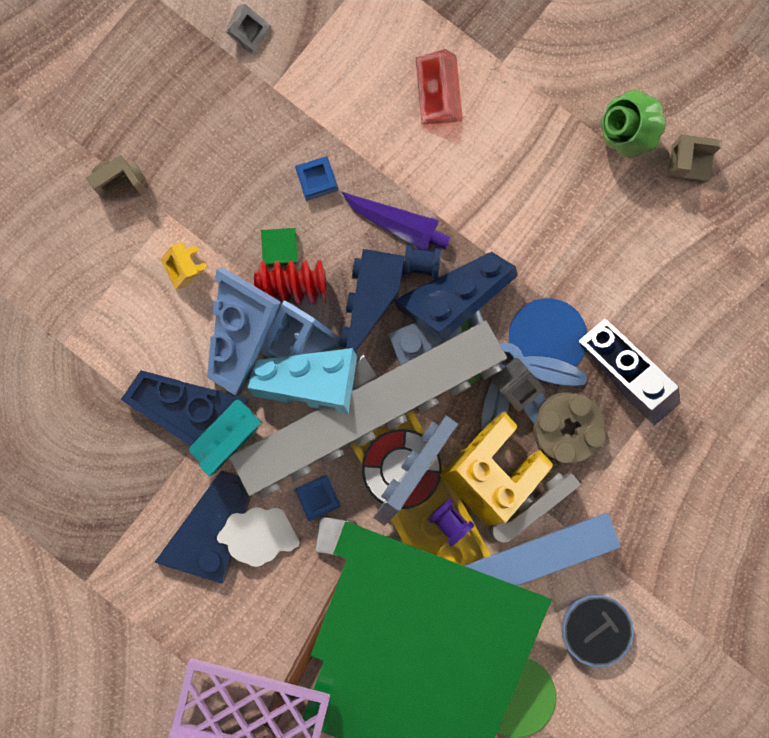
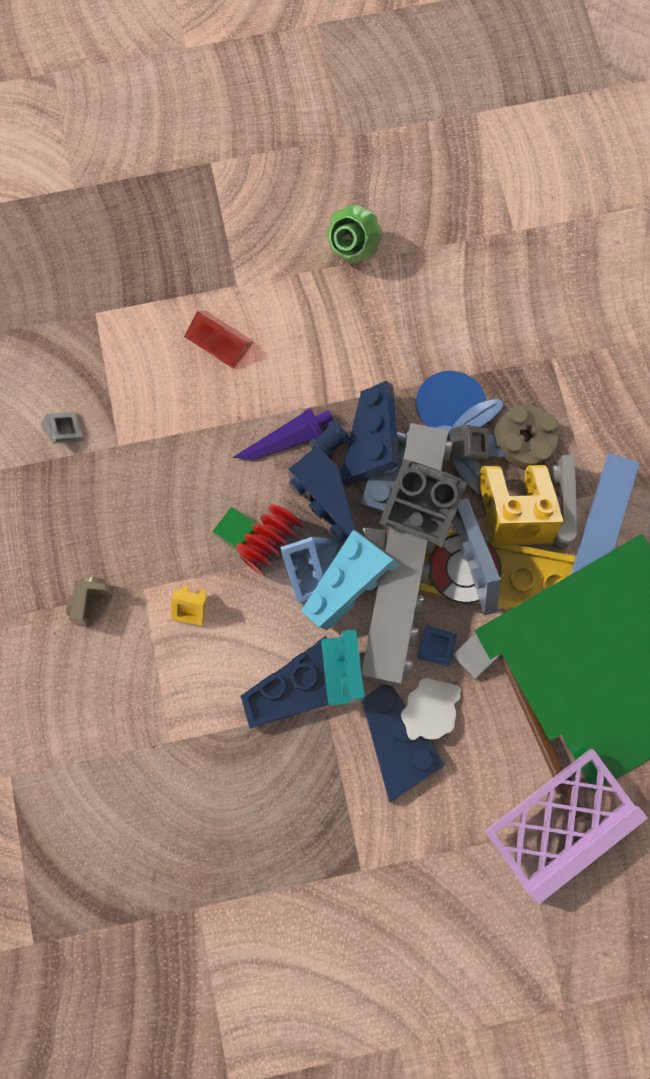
camera: 45 degrees left, 10 degrees down
(240, 330) = (272, 598): medium blue wing -> none
(316, 178) = (208, 466): blue tile -> none
(420, 389) = (423, 501): none -> dark grey slope
(450, 522) = (531, 562): dark purple bush -> none
(632, 372) = (522, 365): slope -> none
(693, 158) = (406, 218): dark tan panel -> none

